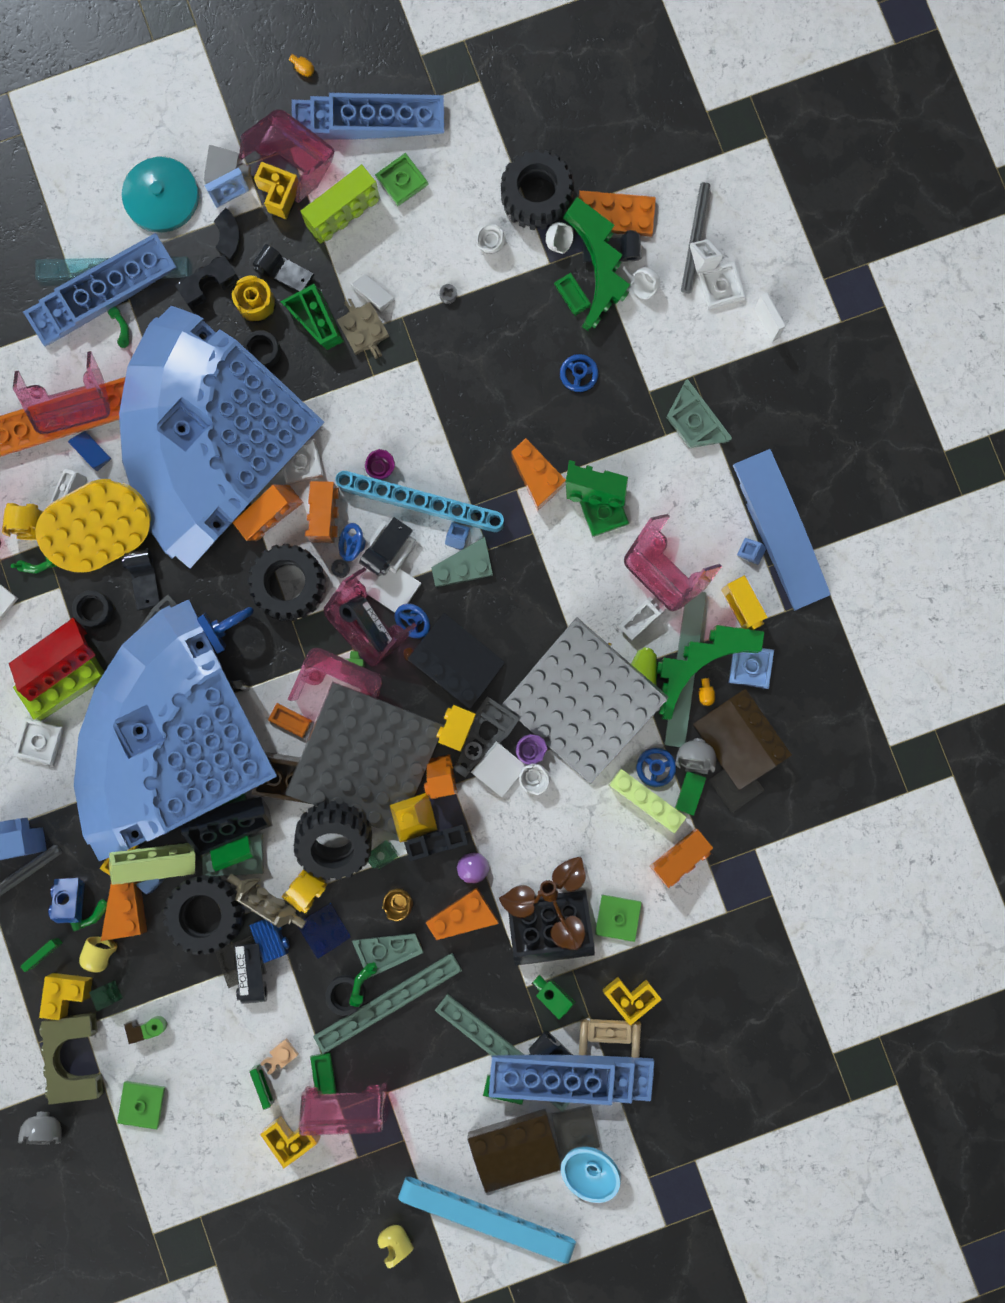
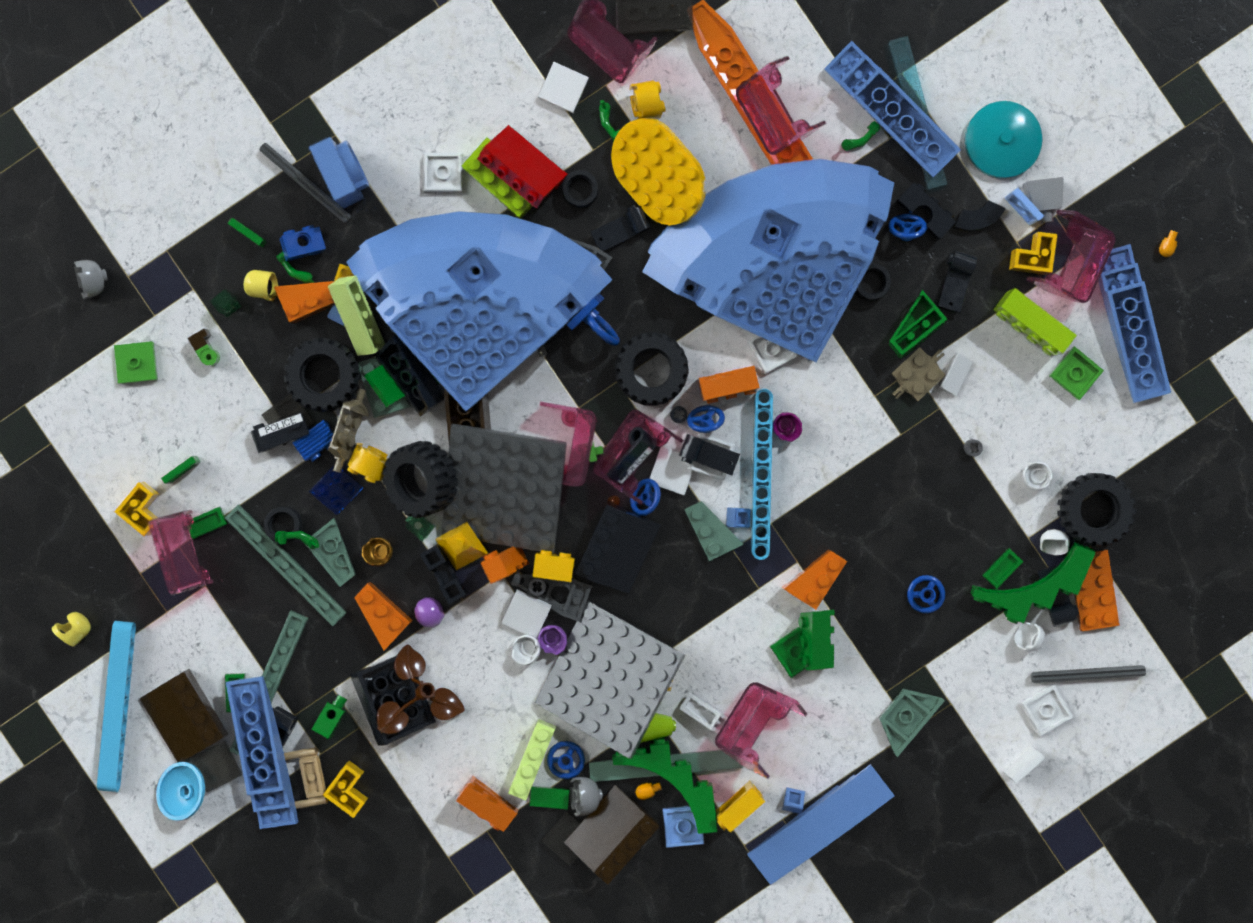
camera: 65 degrees right, 5 degrees up
(60, 990) = (220, 260): yellow brick -> none
(62, 1085) = (134, 285): olive arch -> none
(68, 482) = (690, 131): white slope -> none
(90, 450) = (732, 142): blue slope -> none
(220, 303) = (907, 229): none -> blue piece
(257, 308) = (910, 256): yellow brick -> none
(267, 511) = (714, 332): orange wedge -> none
(281, 1054) = (213, 480): light nougat plate -> none
(290, 720) = (522, 404): orange tile -> none
(618, 918) = (417, 758): bright green plate -> none
(705, 255) = (1071, 688): white slope -> none

